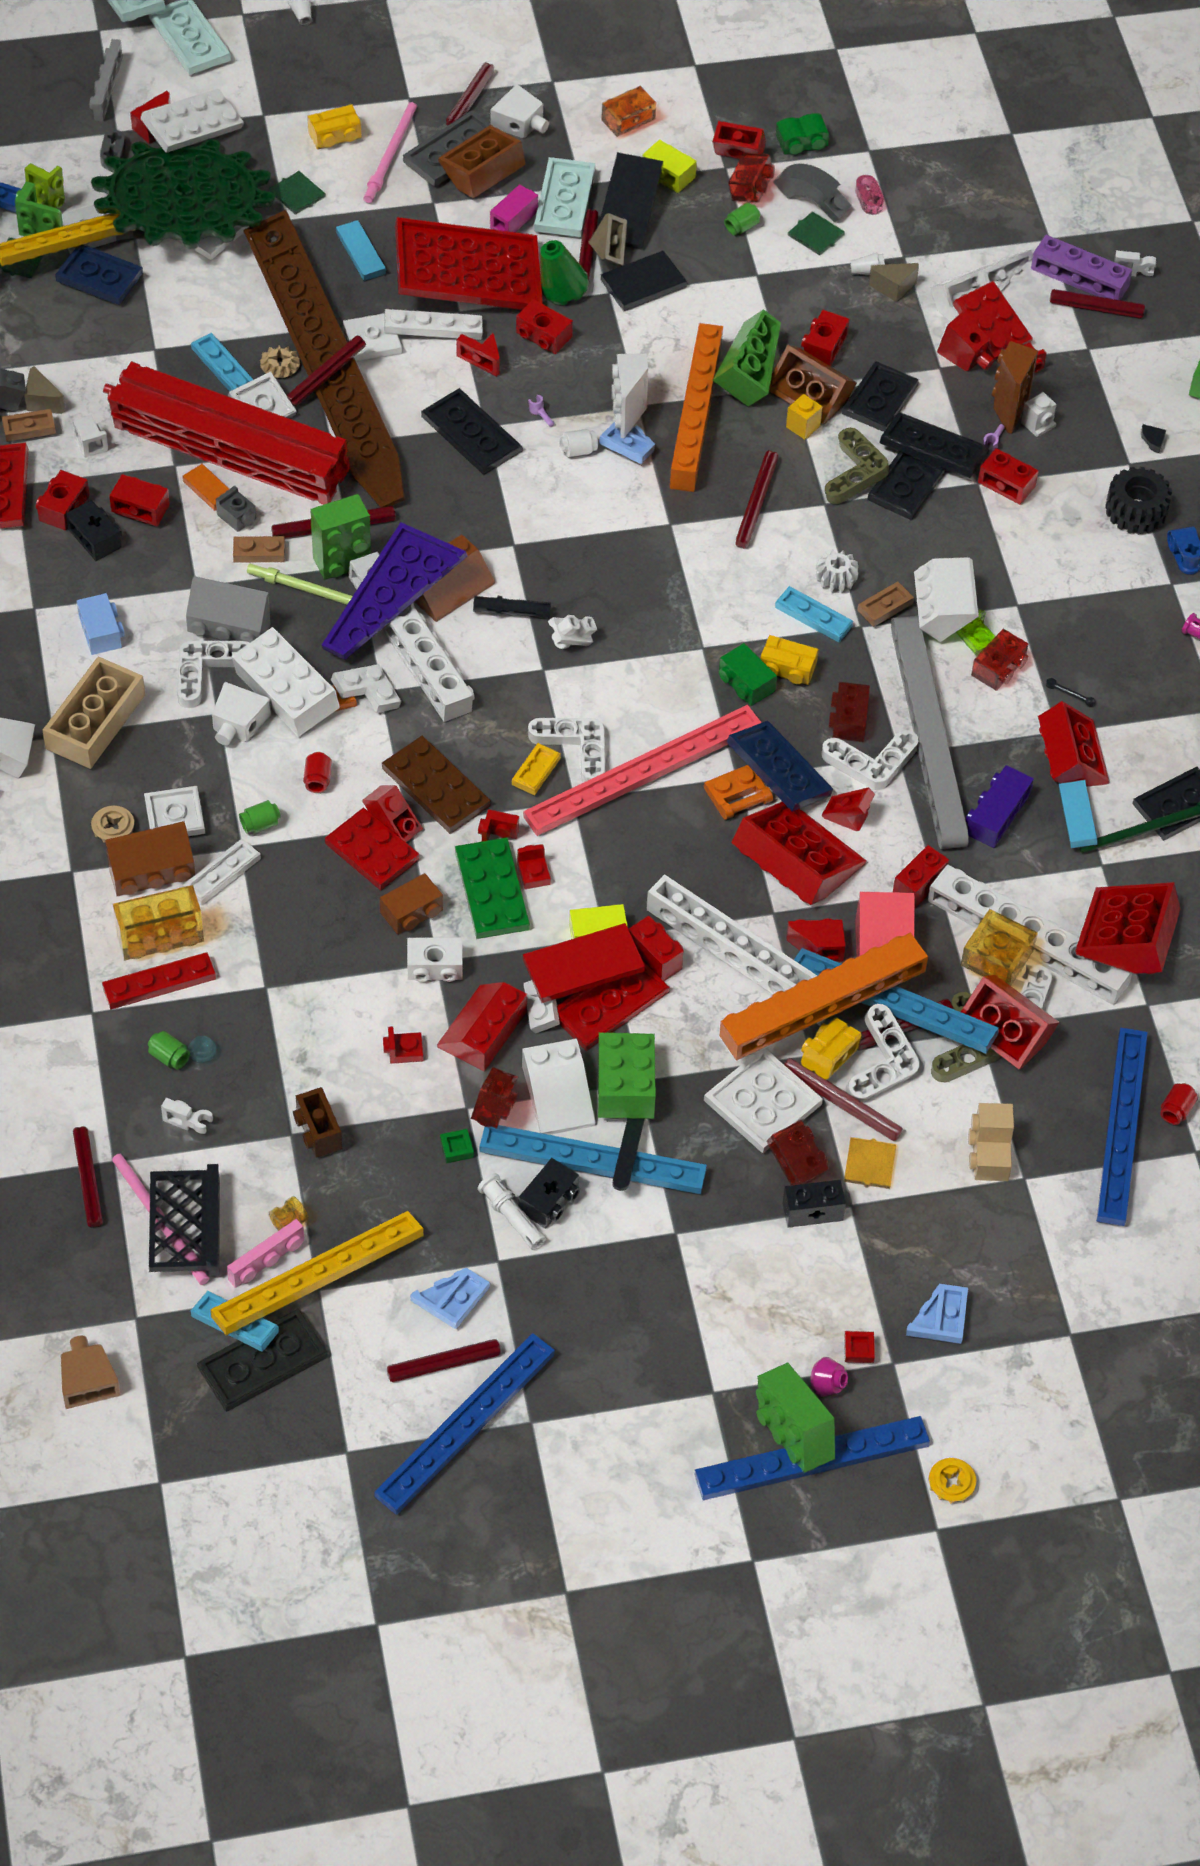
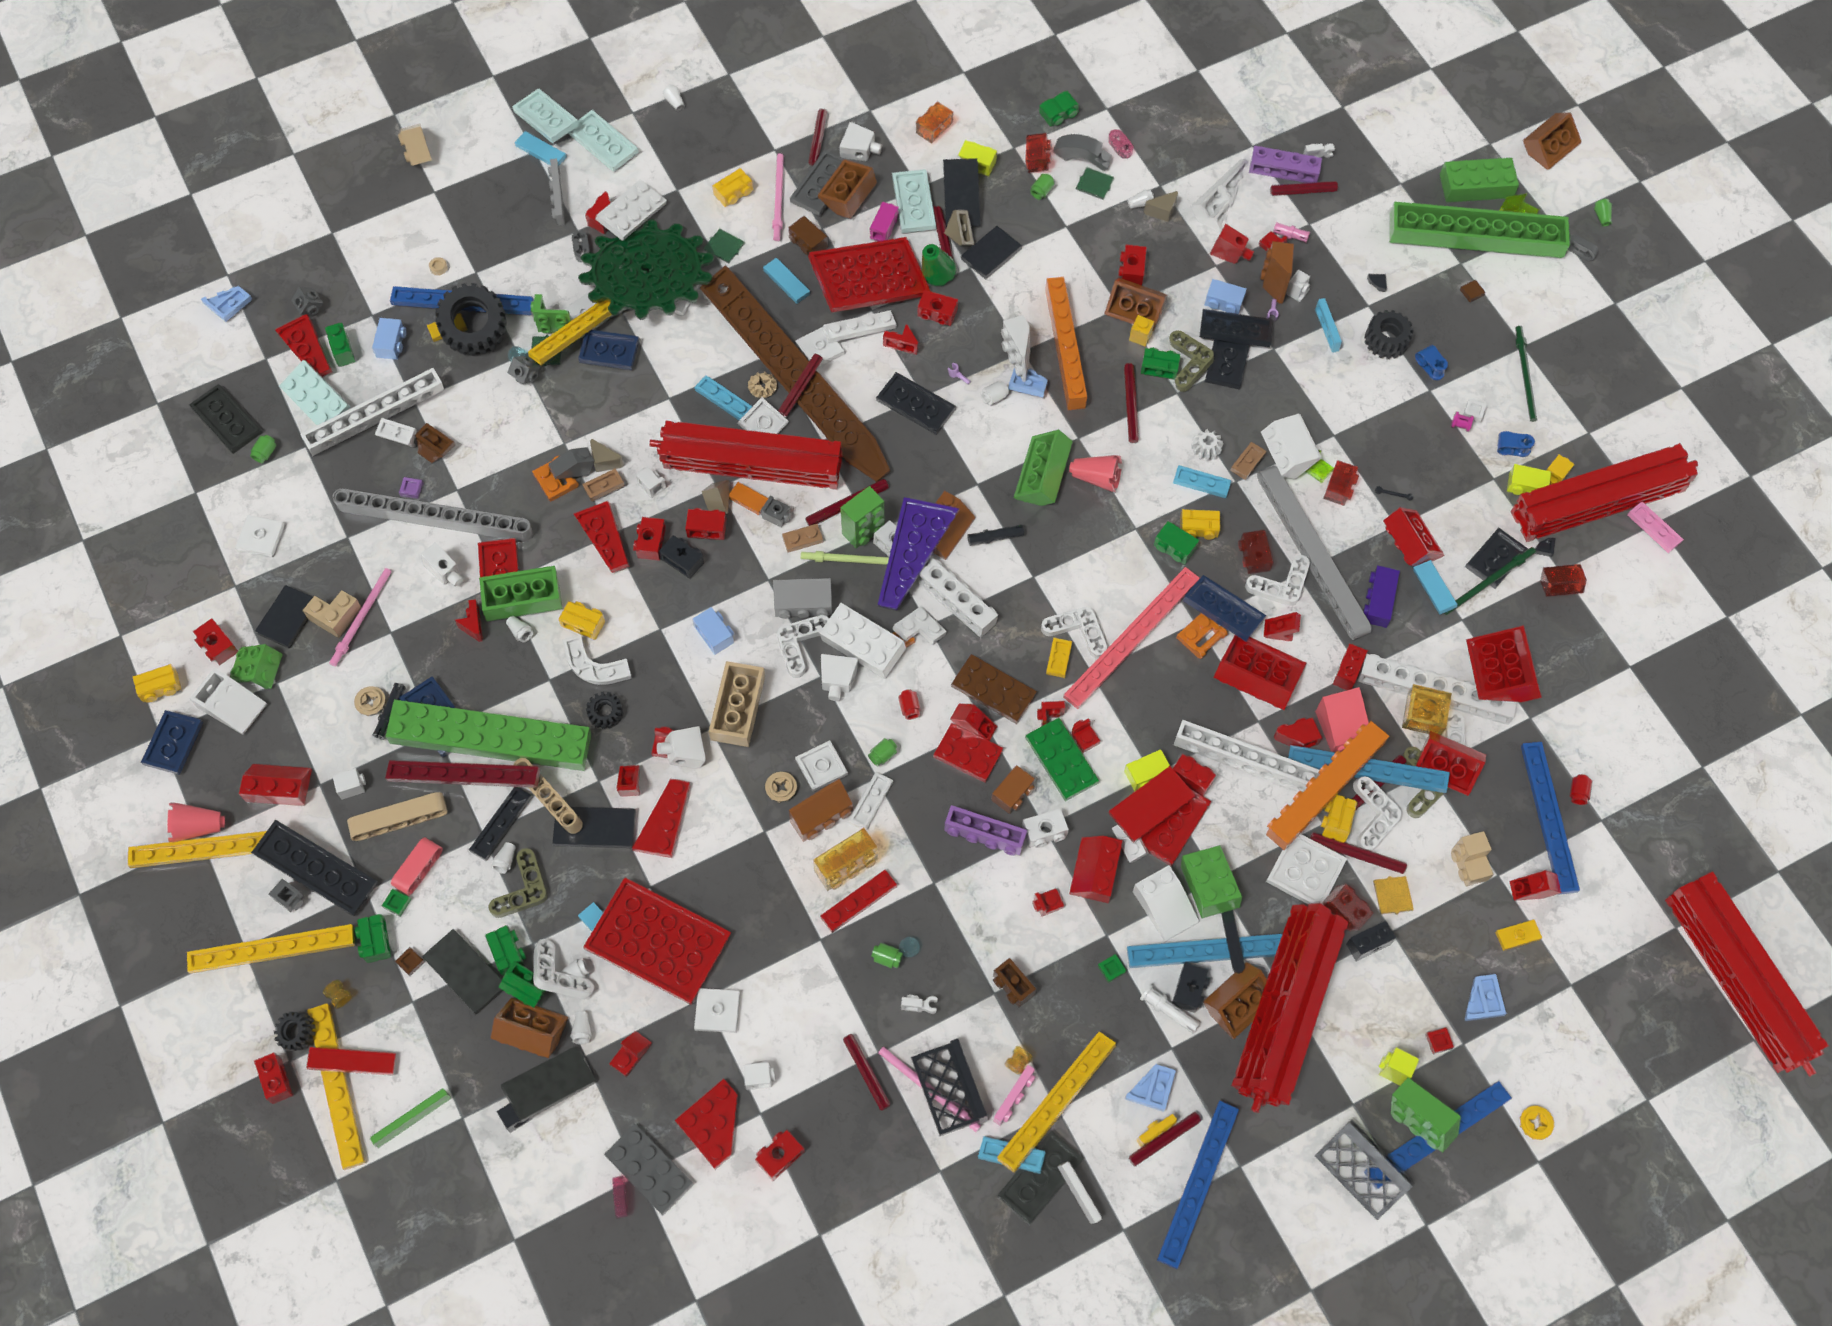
camera: 15 degrees left, 10 degrees up
(48, 185) = (549, 291): lime bracket -> none
(87, 1374) = (924, 1229): medium nougat torso -> none
(105, 26) = (539, 148): none -> medium azure tile
(168, 472) = (717, 496): none -> dark tan slope
(303, 1385) = (1079, 1192): none -> white tile
(354, 939) = (985, 830): none -> medium lavender brick
(406, 200) = (807, 236): none -> reddish brown brick
(435, 1343) = (1155, 1129): none -> yellow plate
(495, 1098) = (1129, 928): clear red brick -> none
(572, 631) = (1046, 543): white hips -> none
(607, 545) = (1043, 468): none -> bright green slope
(610, 1226) = (1237, 1000): none -> dark orange slope
(668, 1241) = (1289, 1005): none -> red piece
(679, 564) = (1099, 471): none -> coral cone
(716, 1456) = (1380, 1160): none -> fence
(735, 139) = (1019, 126): red brick -> none
(750, 359) = (1090, 296): bright green wedge -> none
(786, 1346) = (1397, 1066): none -> neon yellow brick
(813, 461) = (1160, 363): none -> green brick
(828, 1377) = (1430, 1072): dark pink cone -> none
(880, 396) = (1184, 299): black tile -> none
(934, 404) = (1225, 296): none -> light blue brick
(994, 316) = (1241, 218): red plate -> none
(1008, 476) = (1294, 339): red brick -> none
(1021, 1254) = (1518, 935): none -> yellow plate
(1057, 350) = (1291, 232): none -> bright pink pin
(1061, 471) = (1328, 325): none -> medium azure tile
(1068, 1200) = (1535, 886): none -> red slope

